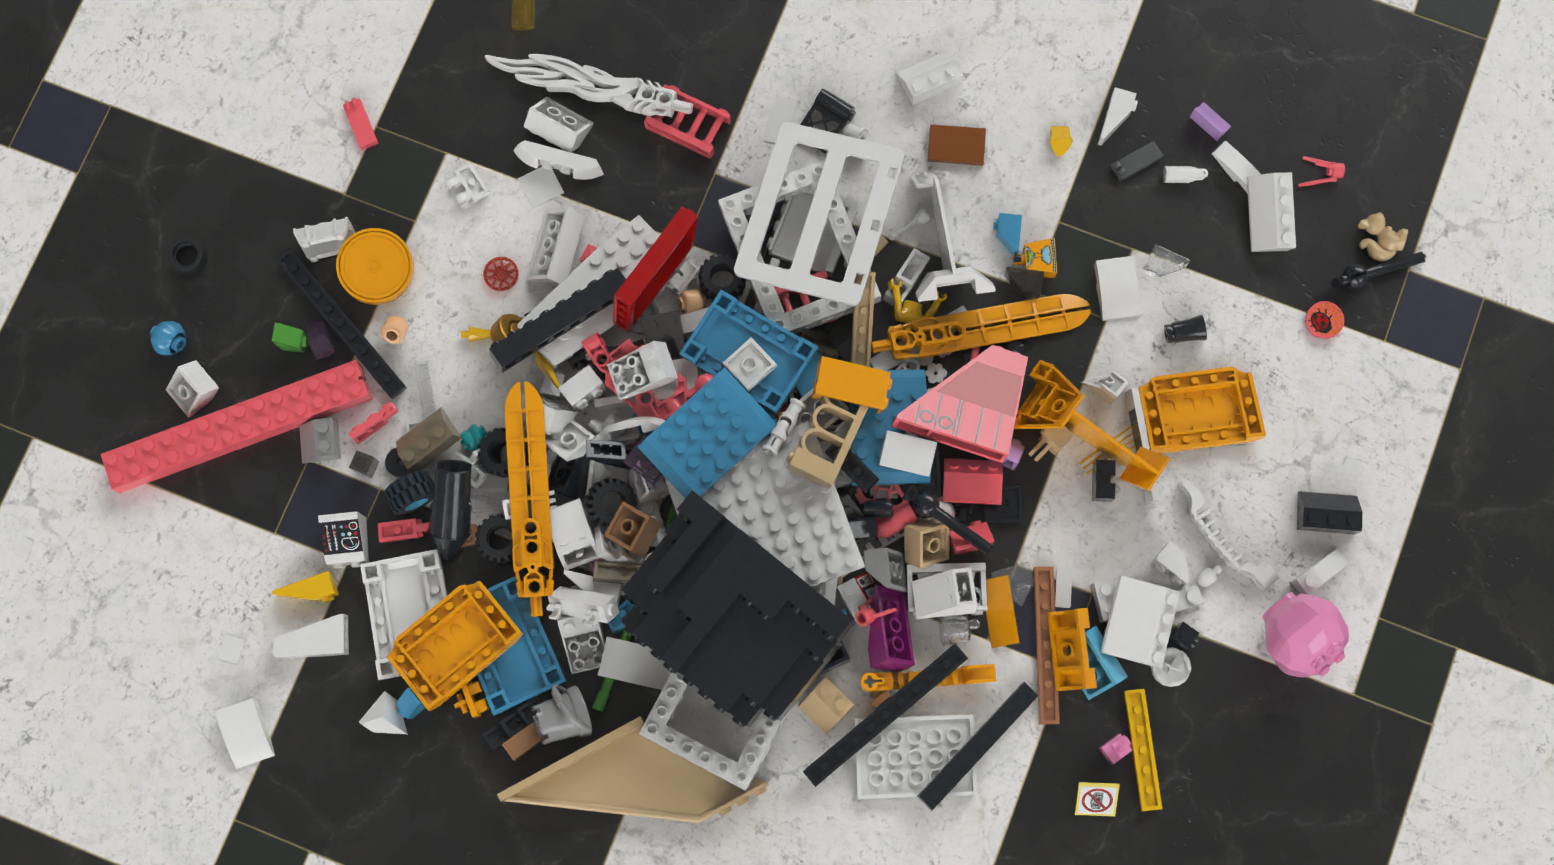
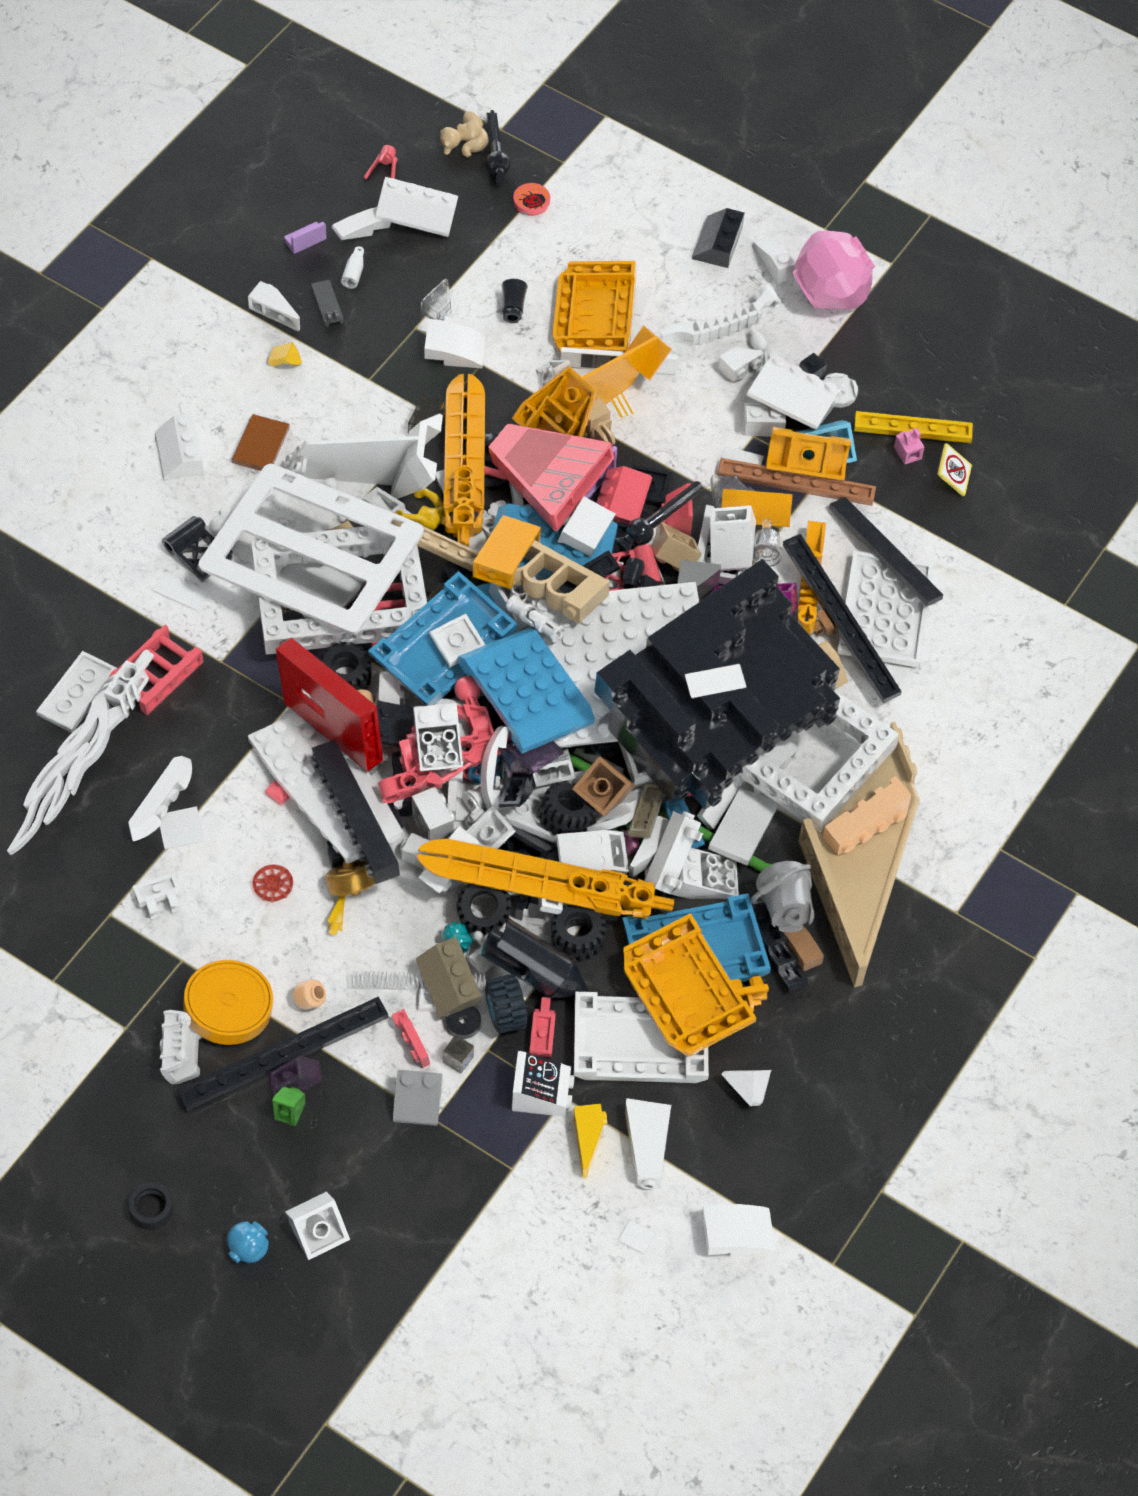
camera: 85 degrees left, 20 degrees down
(236, 427) = (378, 1185): coral piece -> none
(360, 123) = (45, 994): coral hinge -> none
(409, 704) = (740, 1047): dark azure slope -> none
(547, 368) = (403, 843): yellow piece -> none
(556, 246) = (260, 821): white slope -> none
(557, 124) = (118, 792): white slope -> none
(653, 64) = (75, 691): none -> white tile
(655, 775) = (868, 817): none -> light nougat wedge
(708, 602) = (715, 680): none -> white sticker
(1008, 231) = (370, 417): dark azure slope -> none
(1039, 257) = (404, 398): light orange torso -> none
(1102, 474) = (646, 398): black brick -> none

